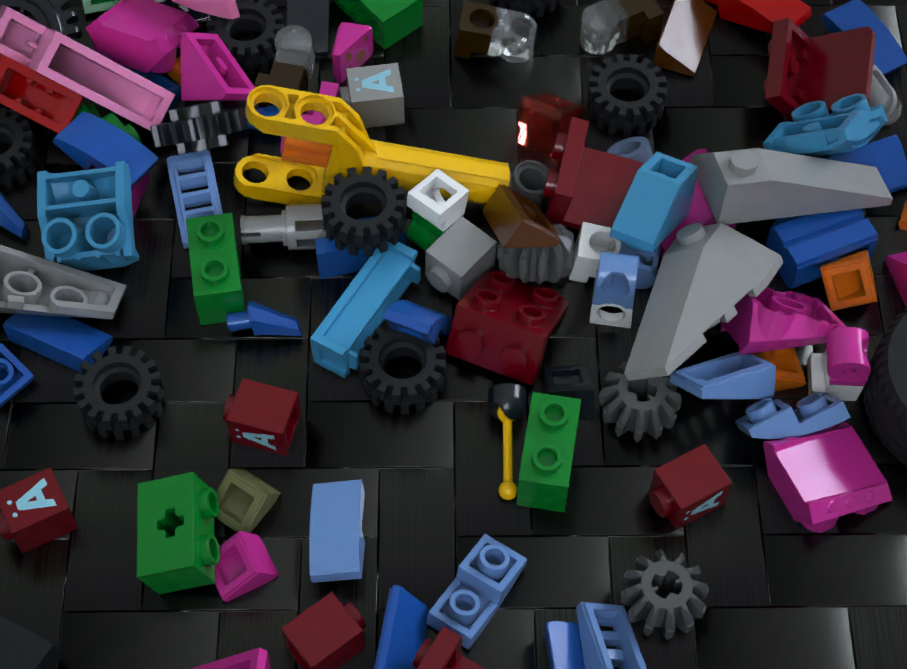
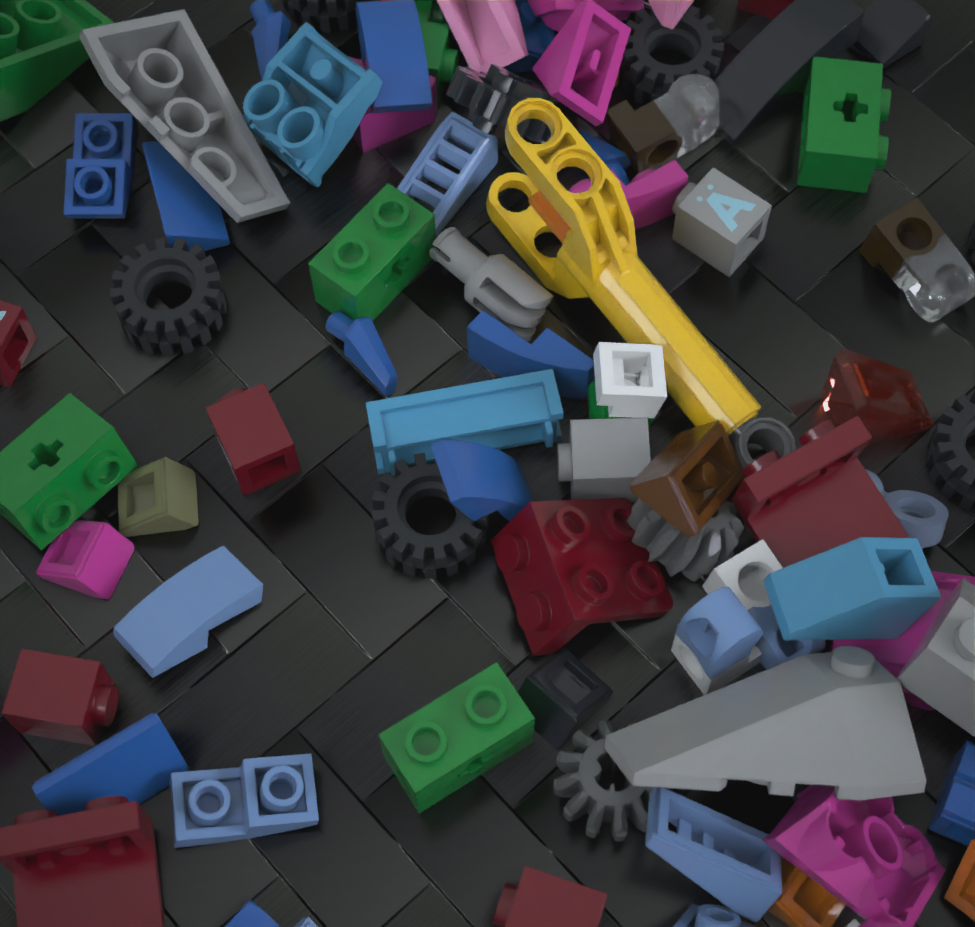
camera: 50 degrees right, 5 degrees up
(351, 48) = (752, 153): dark pink slope -> none
(358, 190) = (555, 293): black tyre -> none
(507, 404) = (477, 650): hinge -> none

